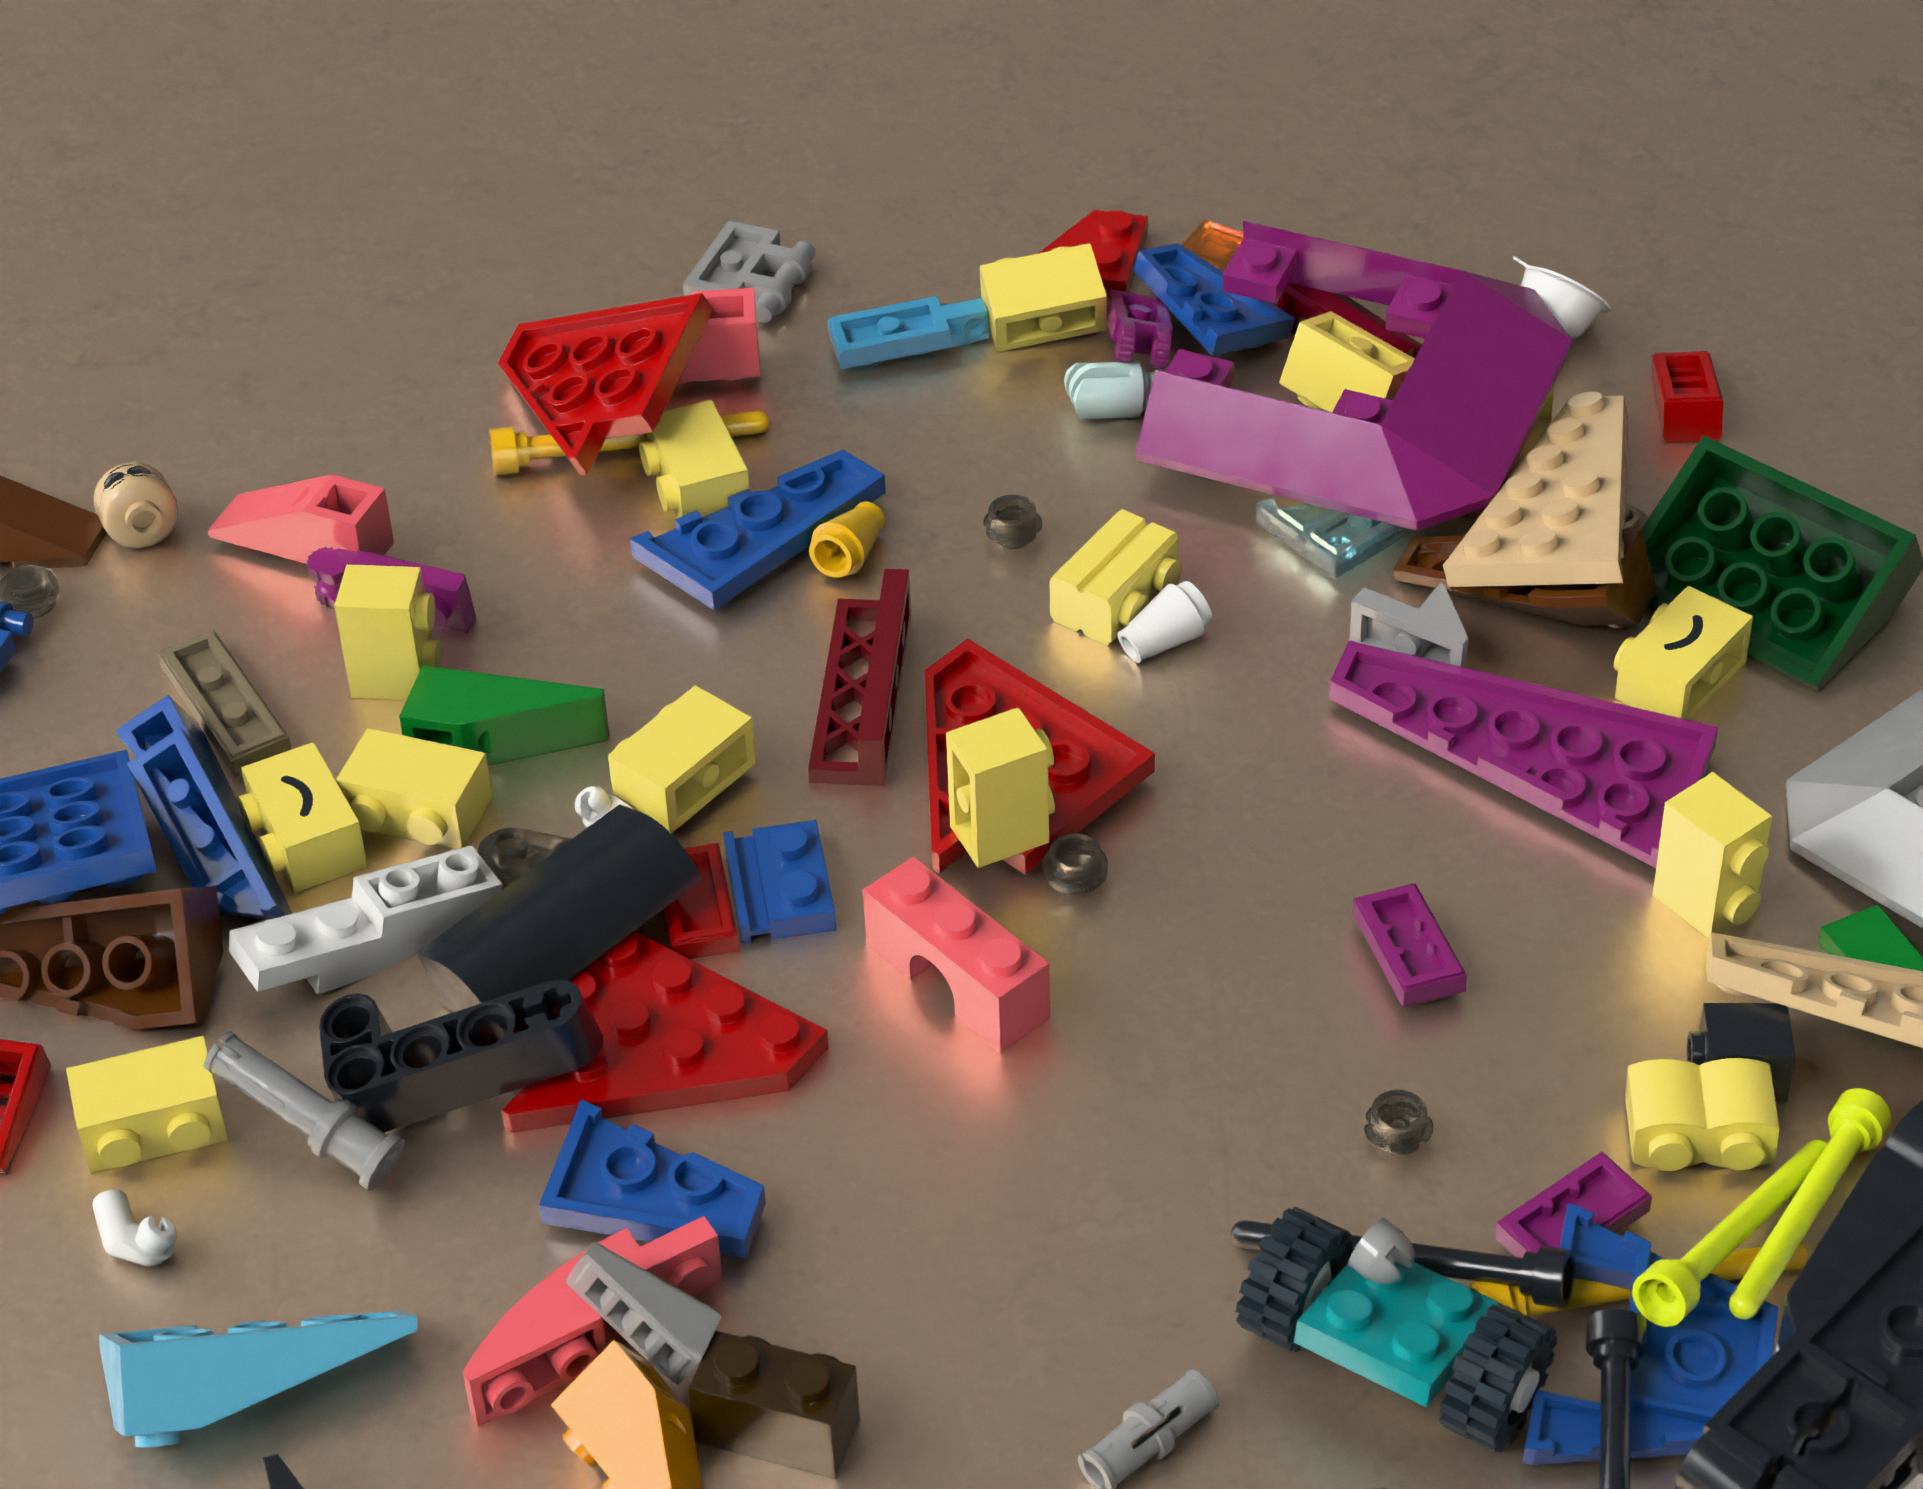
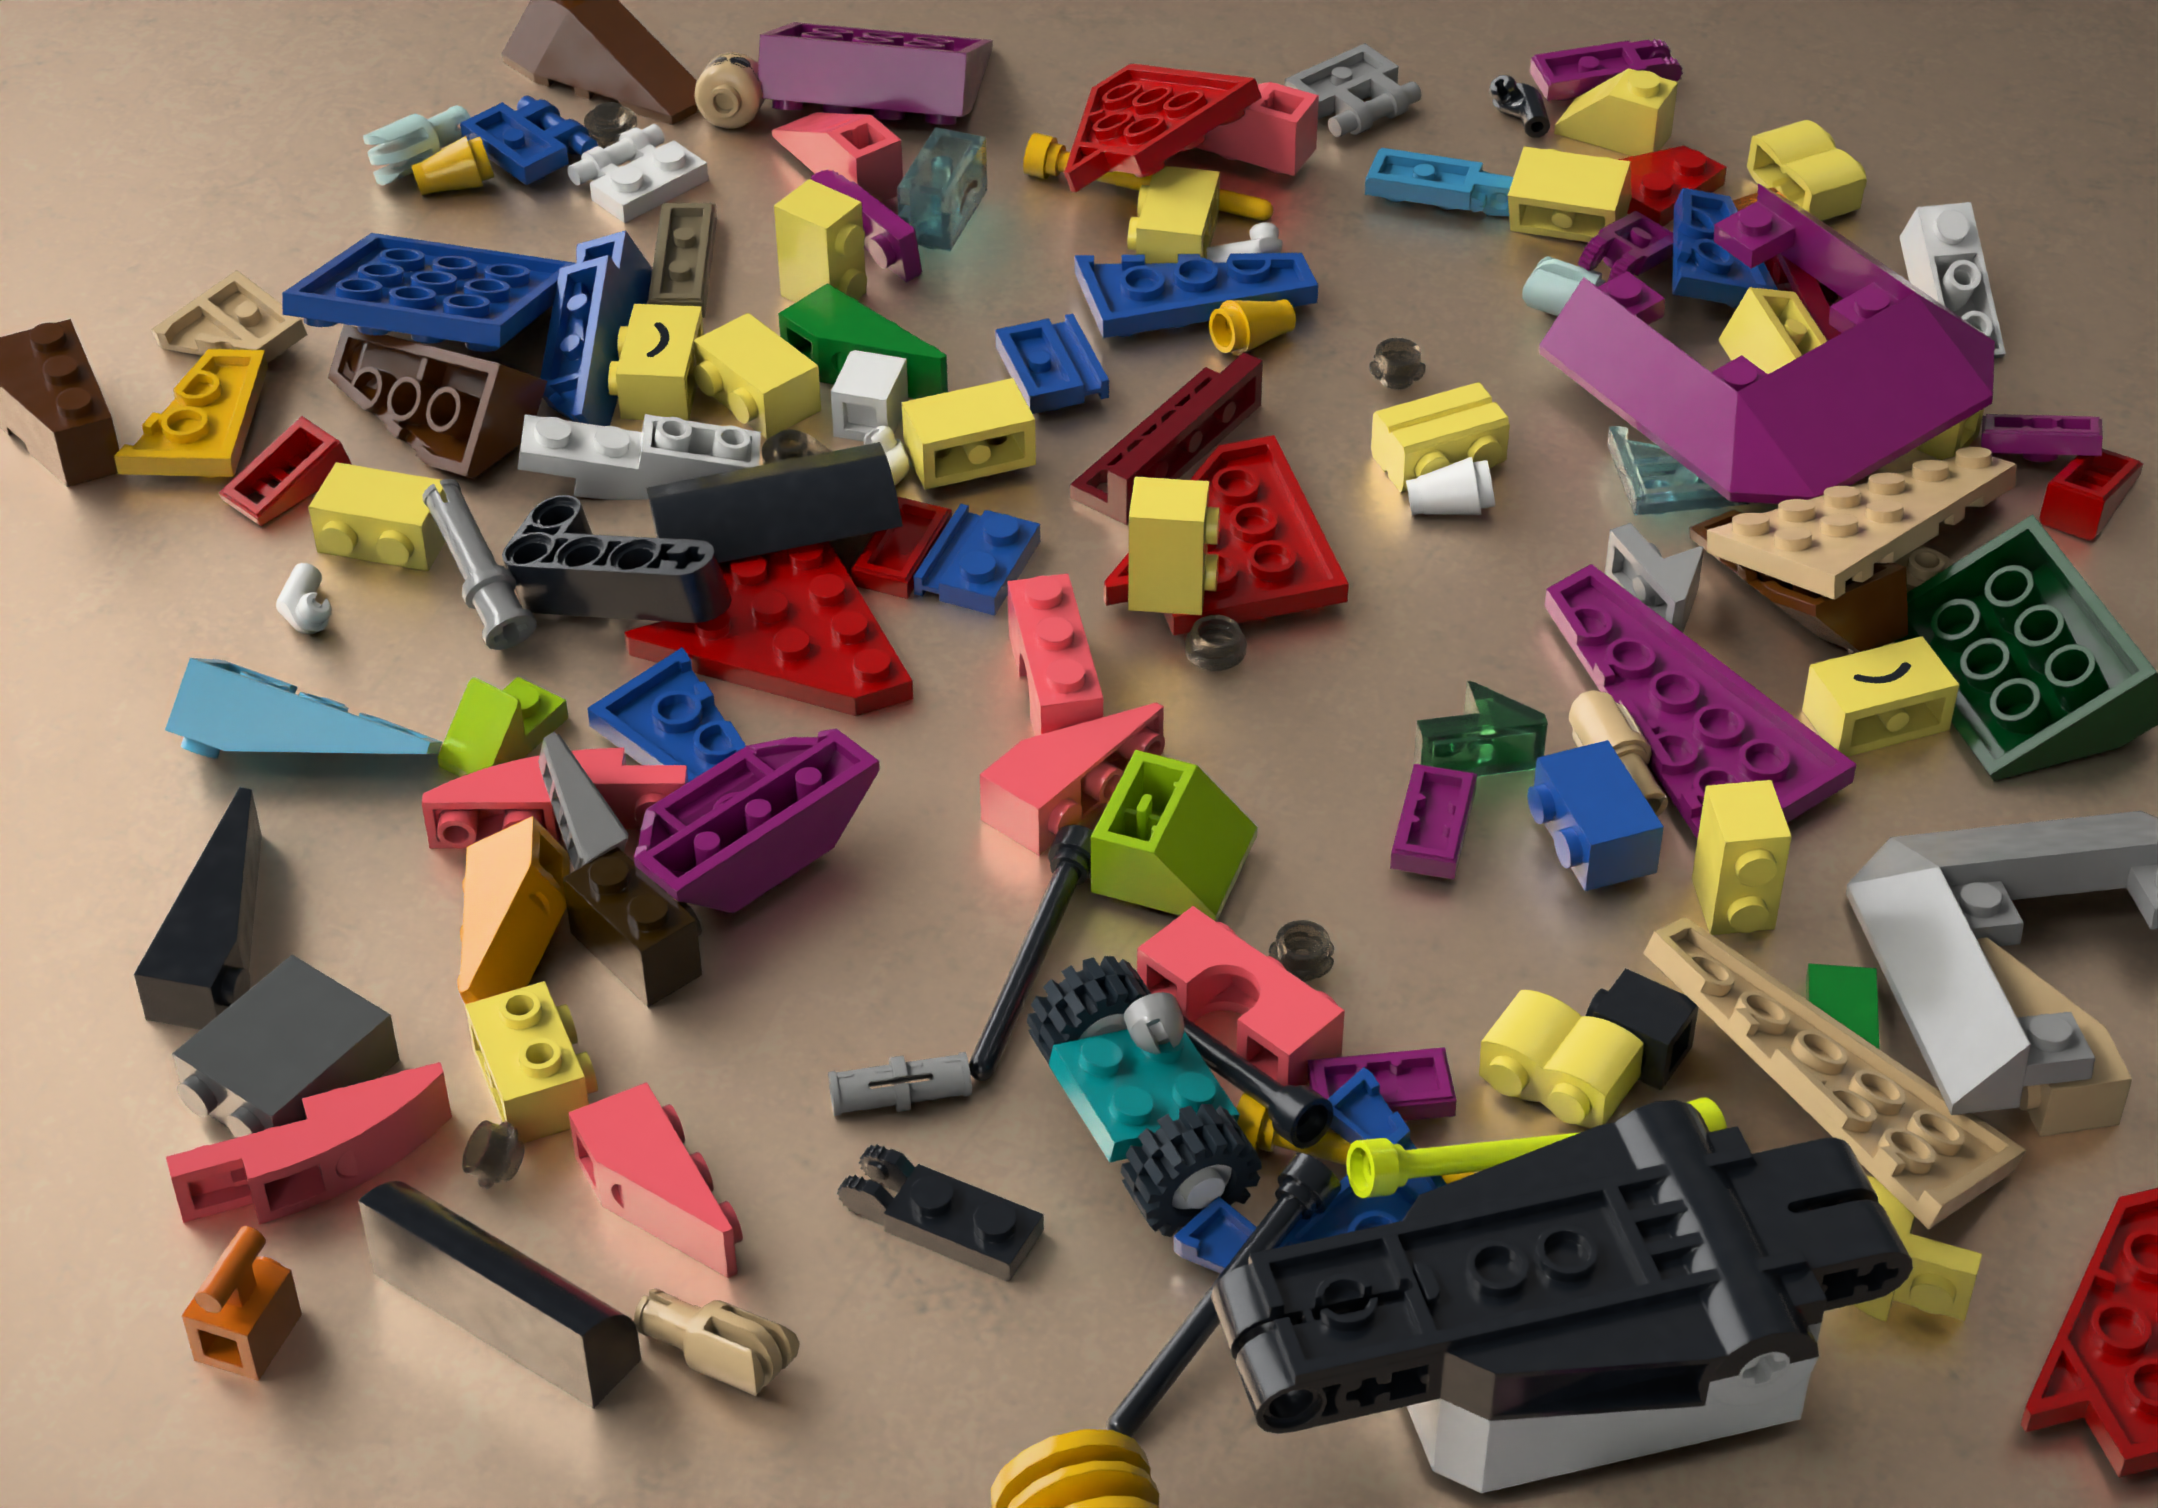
camera: 30 degrees right, 0 degrees up
(116, 631) = (646, 181): none -> white plate
(266, 427) = (872, 70): none -> magenta slope
(450, 516) = (944, 187): none -> clear light blue brick
(456, 1271) = (499, 725): none -> lime slope
(547, 763) = (868, 394): none -> white panel
(691, 650) = (1051, 363): none -> blue plate
(791, 455) = (1263, 240): none -> white arm
(807, 1233) = (754, 819): none -> magenta wedge
(914, 223) = (1522, 103): none -> black arm
(961, 164) = (1578, 70): none -> magenta hinge
(1016, 200) = (1623, 114): none -> light yellow slope
(1048, 1056) = (1064, 774): none -> coral slope
(1124, 1134) = (1070, 867): none -> black piece
(1205, 1074) = (1169, 839): none -> lime slope
(1221, 190) = (1807, 169): none -> light yellow brick
(1388, 843) = (1489, 738): none -> clear green slope
(1414, 224) = (1949, 265): none -> white slope
(1443, 1191) = (1217, 971): none -> coral arch
(1514, 808) = (1598, 719): none -> tan arm
(1552, 873) = (1595, 815): none -> blue brick
(1567, 299) = (2027, 365): white piece -> none
(1618, 360) = (2042, 436): none -> magenta plate

